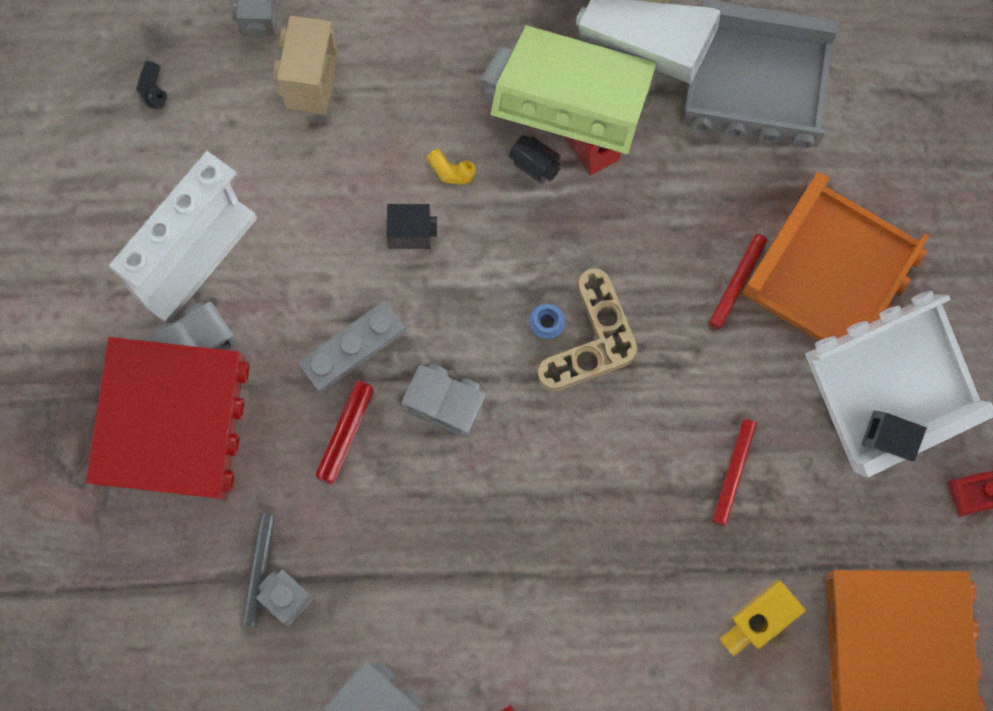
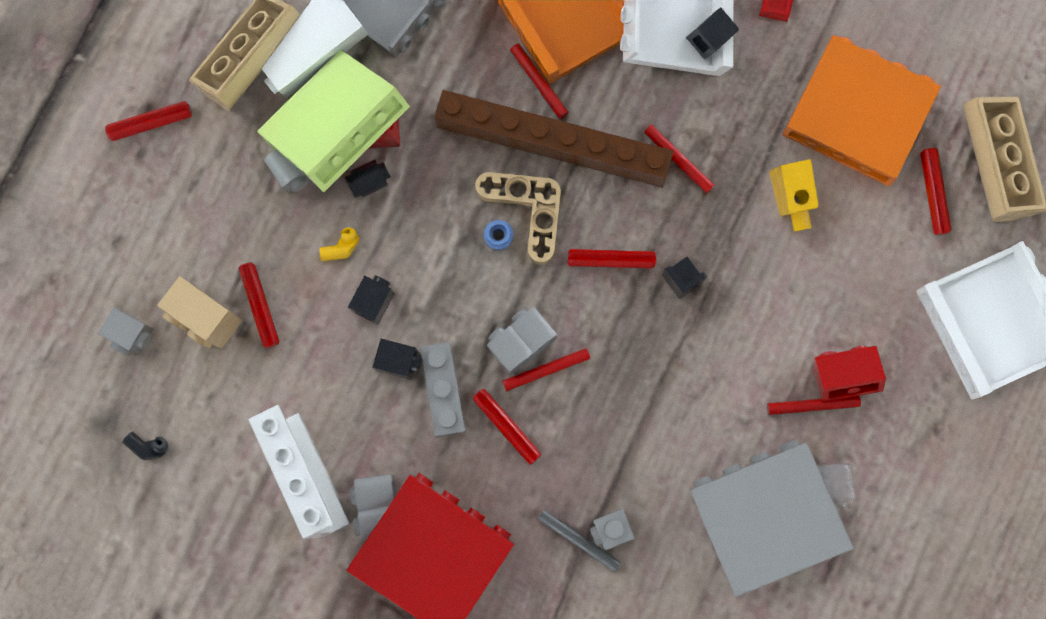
camera: 55 degrees left, 5 degrees up
(348, 120) = (258, 305): none -> red axle
(359, 282) = (397, 359): none -> black brick
(425, 442) = (546, 369): none -> red bar
(584, 453) = (611, 258): none -> red axle
(603, 541) = (683, 277): none -> black panel
(682, 328) = (553, 138): none -> reddish brown brick

